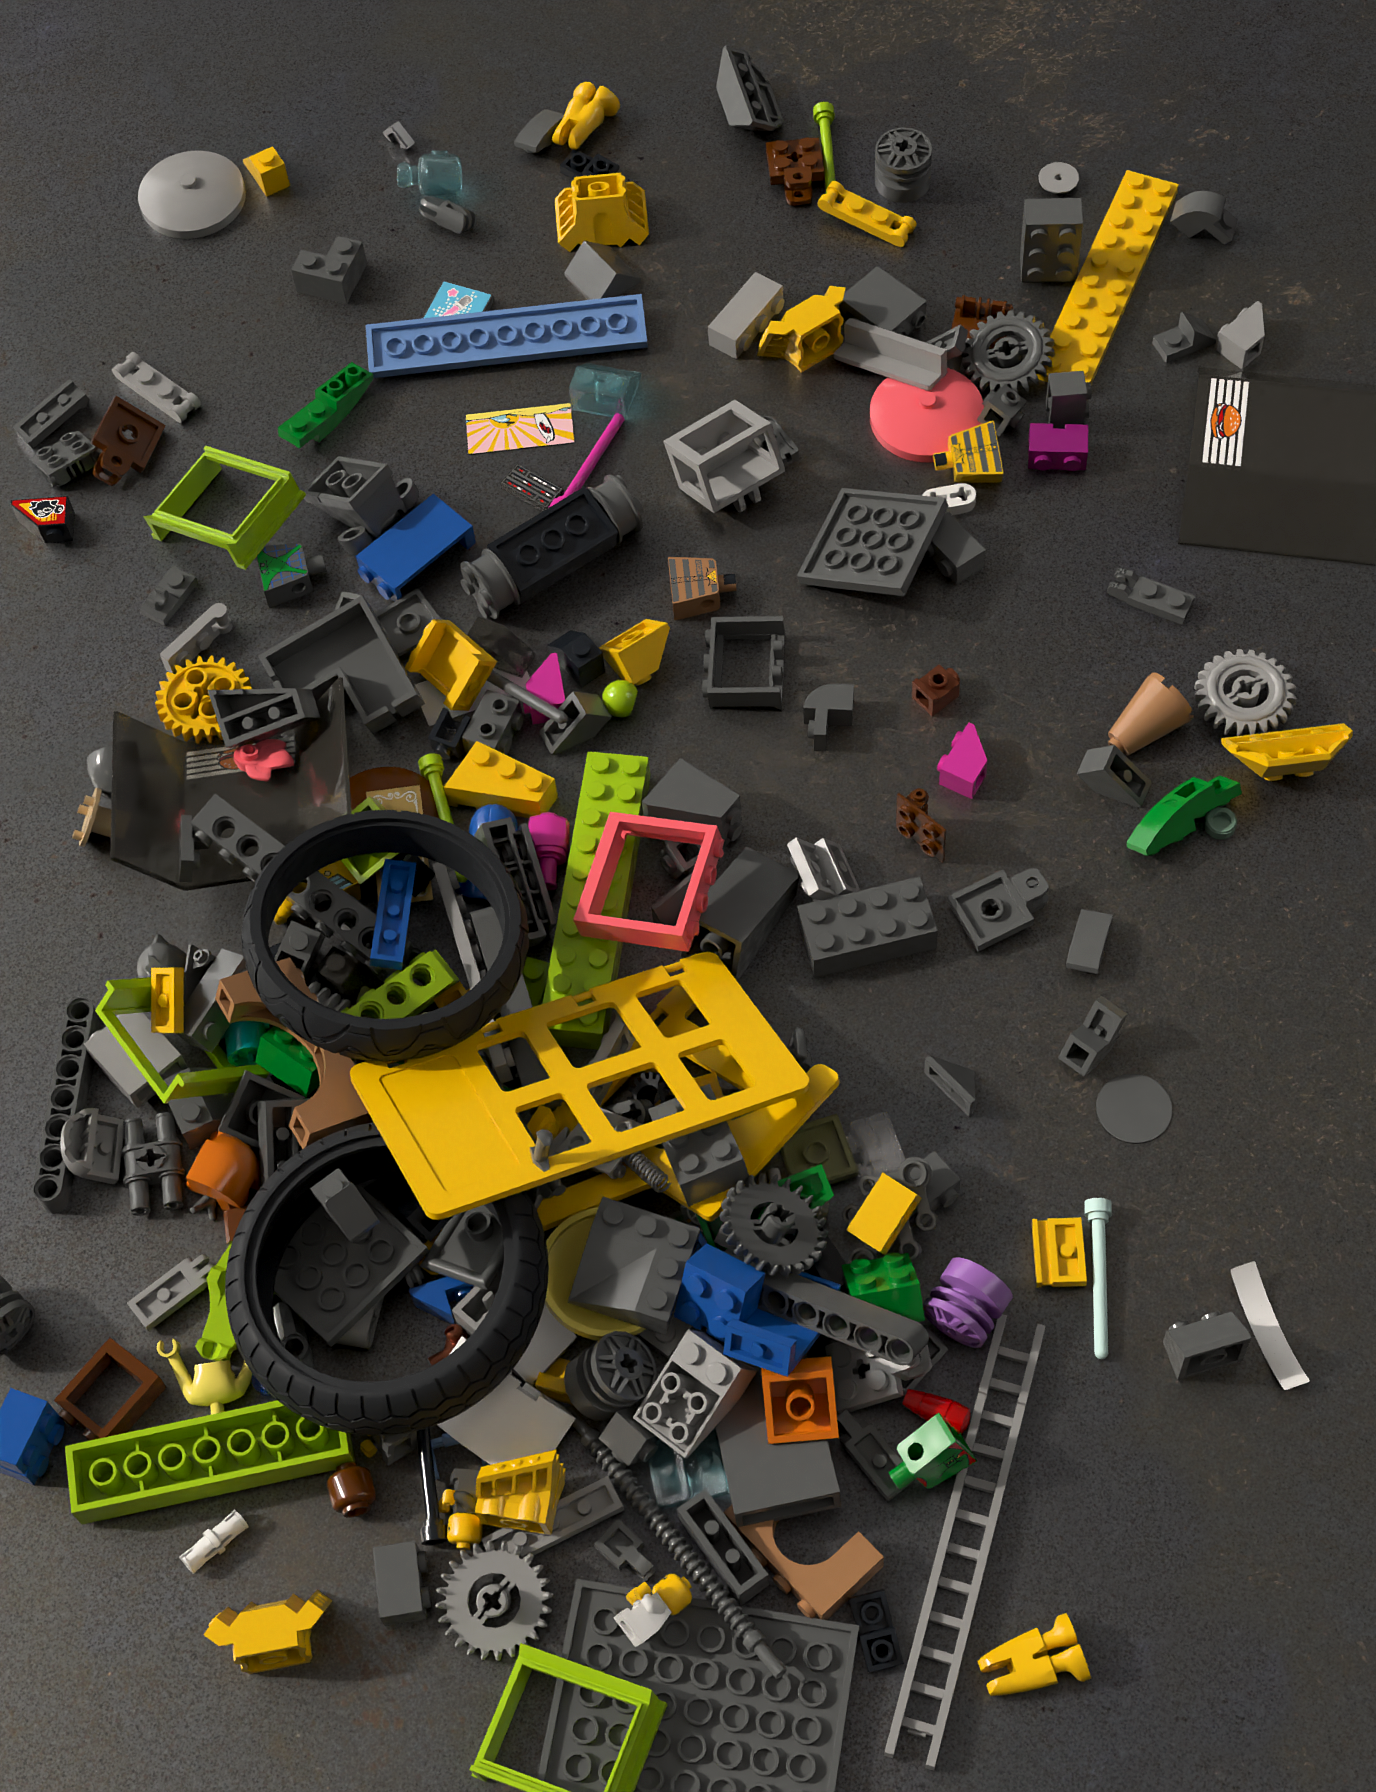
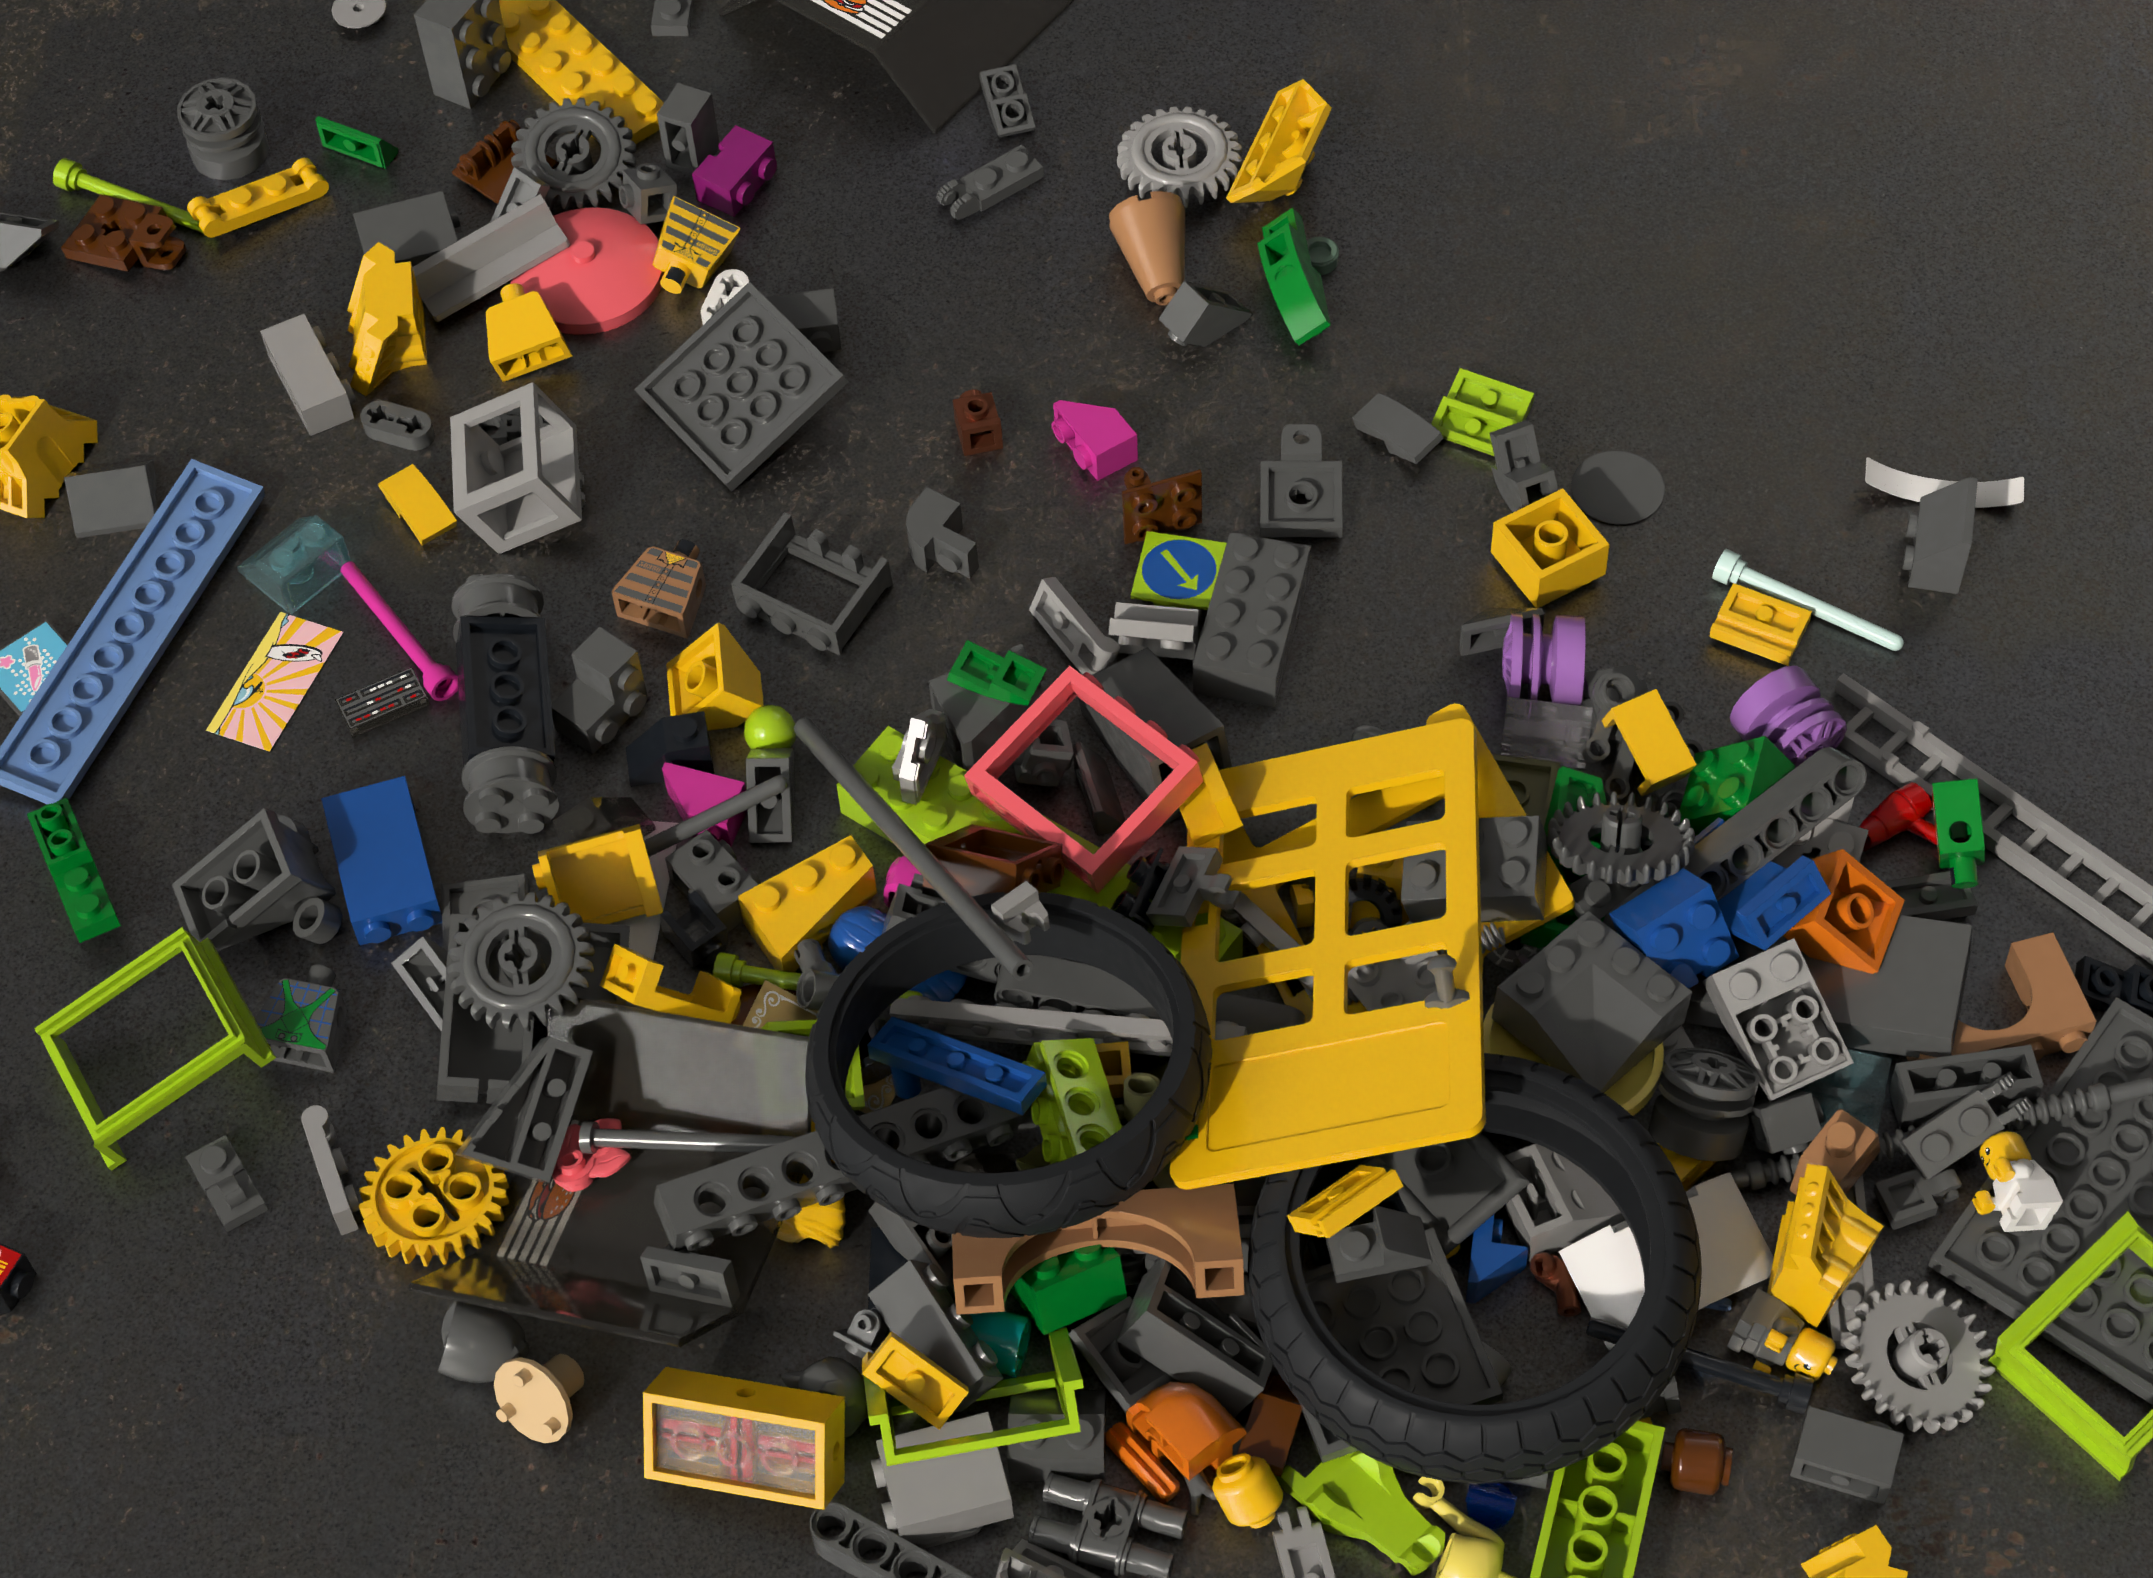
camera: 65 degrees left, 5 degrees down
(105, 930) = (744, 1437): none -> brick
(206, 1228) = (1247, 1491): none -> yellow head
(265, 753) = (593, 1137): none -> dark grey bar
(346, 647) = (536, 988): none -> dark grey gear
(356, 1166) = (1345, 1201): none -> yellow plate
(375, 740) = (636, 981): none -> yellow panel
(448, 808) = (816, 975): none -> dark grey pin
(481, 882) = (1020, 912): none -> light grey tile
(524, 808) = (915, 851): none -> dark grey piece
(567, 847) = (998, 860): none -> reddish brown window
(592, 595) = (603, 695): none -> dark grey brick
(597, 958) = (1145, 879): none -> black hinge
(599, 981) = (1187, 884): none -> dark grey plate
(602, 1476) = (1844, 1147): none -> medium nougat torso
(620, 779) = (919, 753): none -> light grey plate
(677, 1554) = (1961, 1127): none -> dark grey hinge
(686, 414) = (418, 504): none -> yellow slope
(688, 965) = (1209, 809): none -> yellow panel
(701, 791) = (997, 677): none -> green slope
(735, 383) = (398, 423): none -> dark grey beam
(807, 810) = (1072, 628): none -> light grey plate
(844, 405) = (522, 334): none -> yellow torso
(881, 861) = (1177, 570): none -> piece
(931, 1119) = (1545, 658): none -> medium lavender wheel
(948, 238) = (355, 143): none -> green slope
(1035, 1082) = (1549, 548): none -> yellow brick
(1142, 988) = (1480, 407): none -> lime slope
(1231, 569) = (1006, 101): none -> dark grey slope

